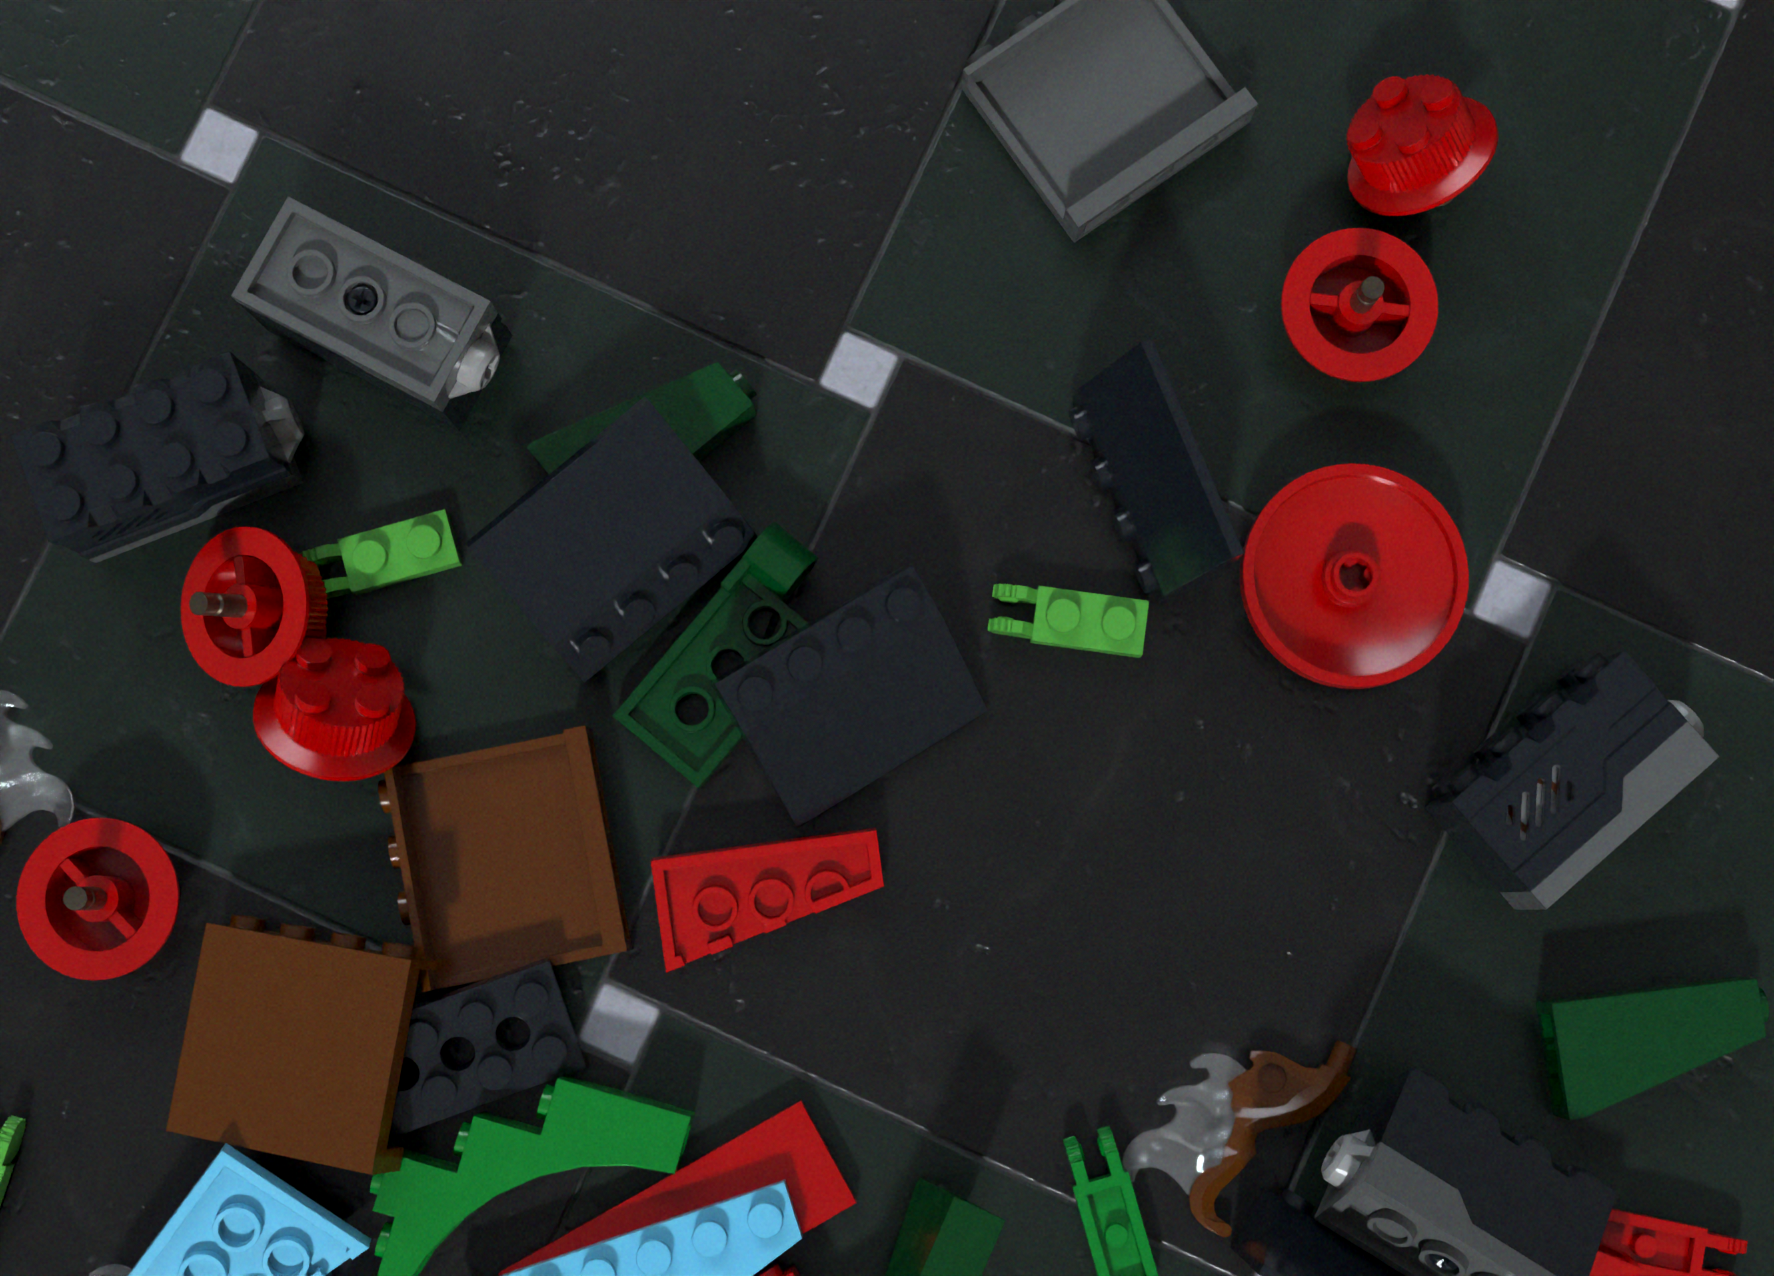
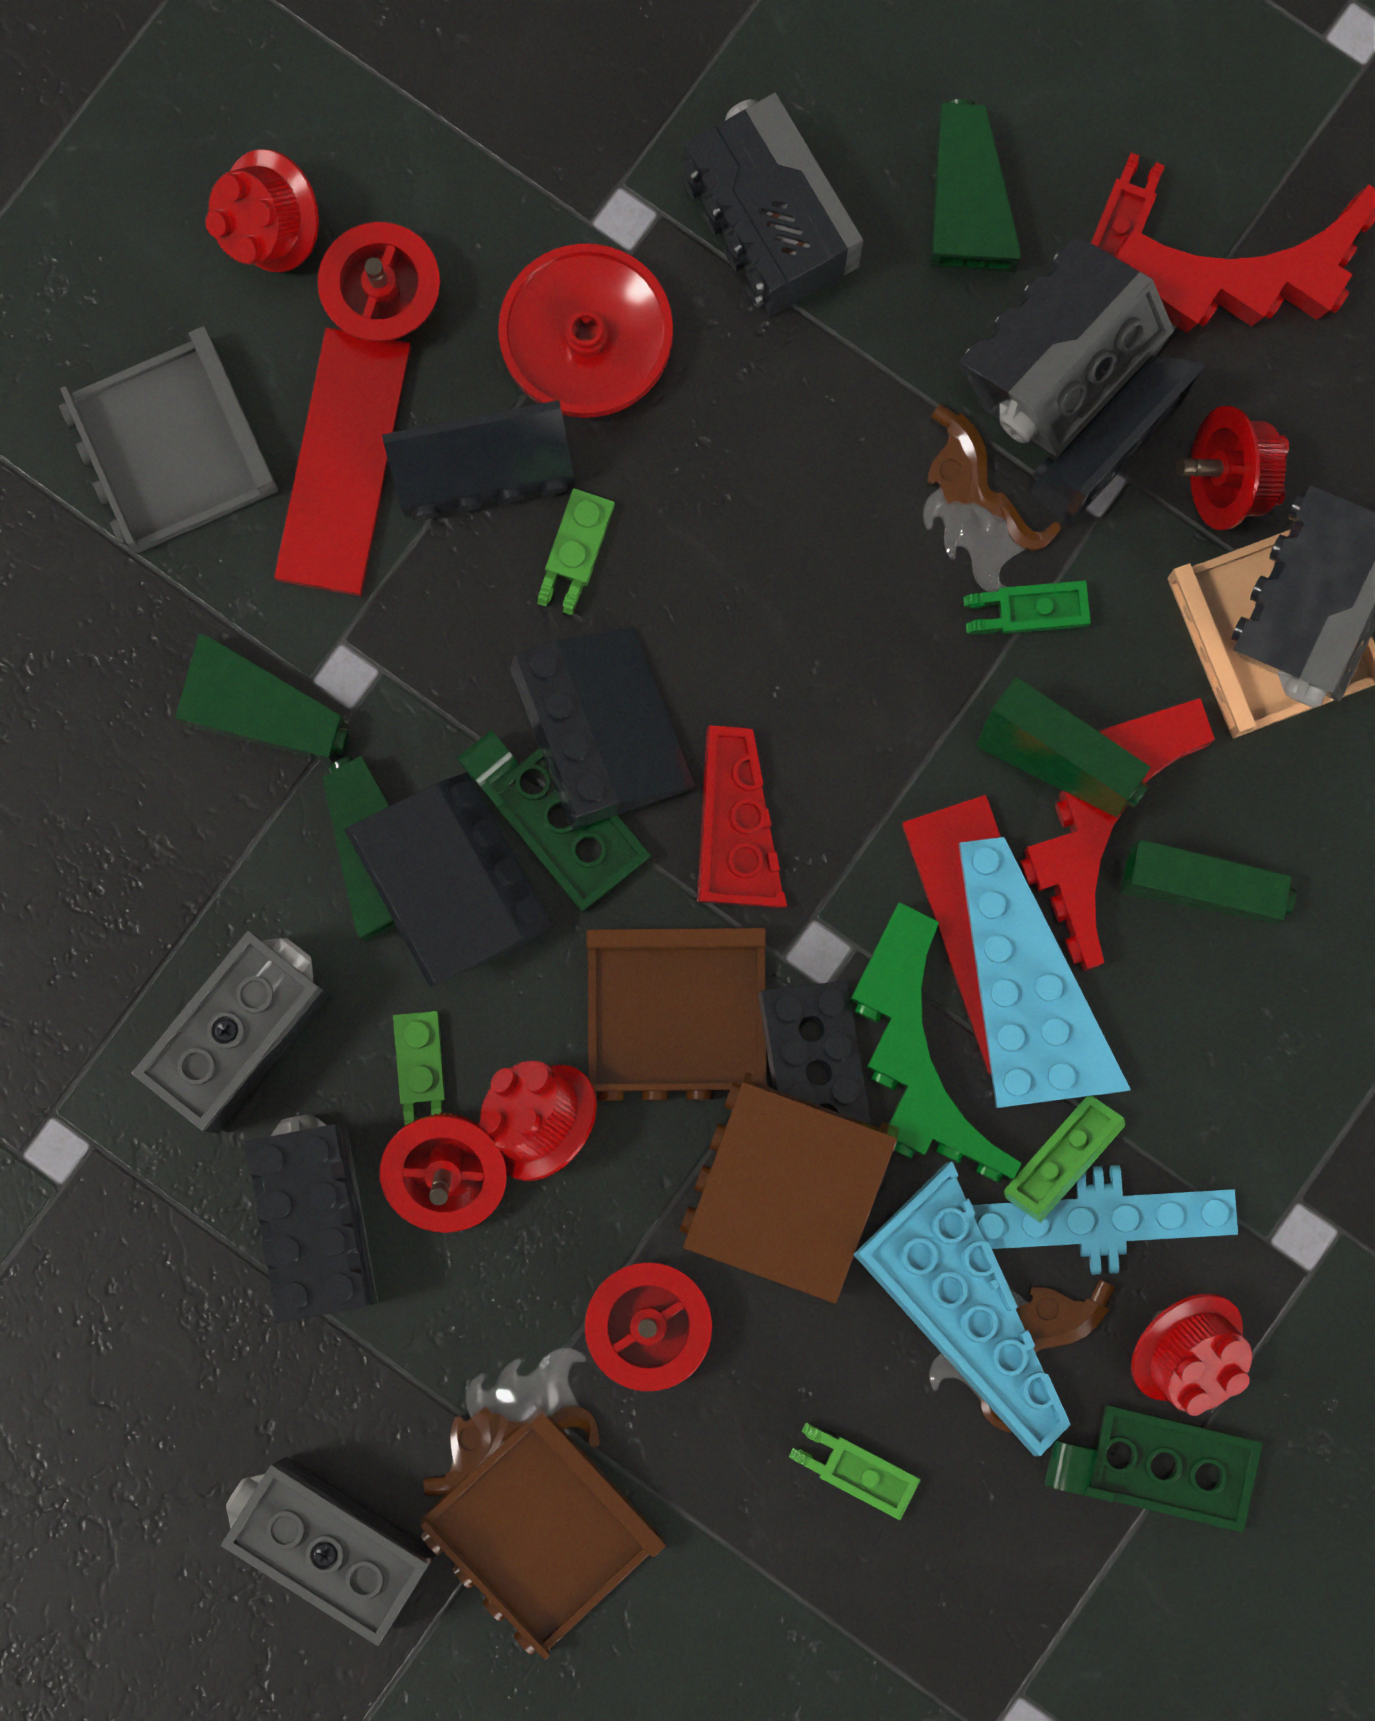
camera: 75 degrees left, 0 degrees up
(798, 257) = (251, 705): none -> dark green slope
(1103, 306) = (342, 463): none -> red tile

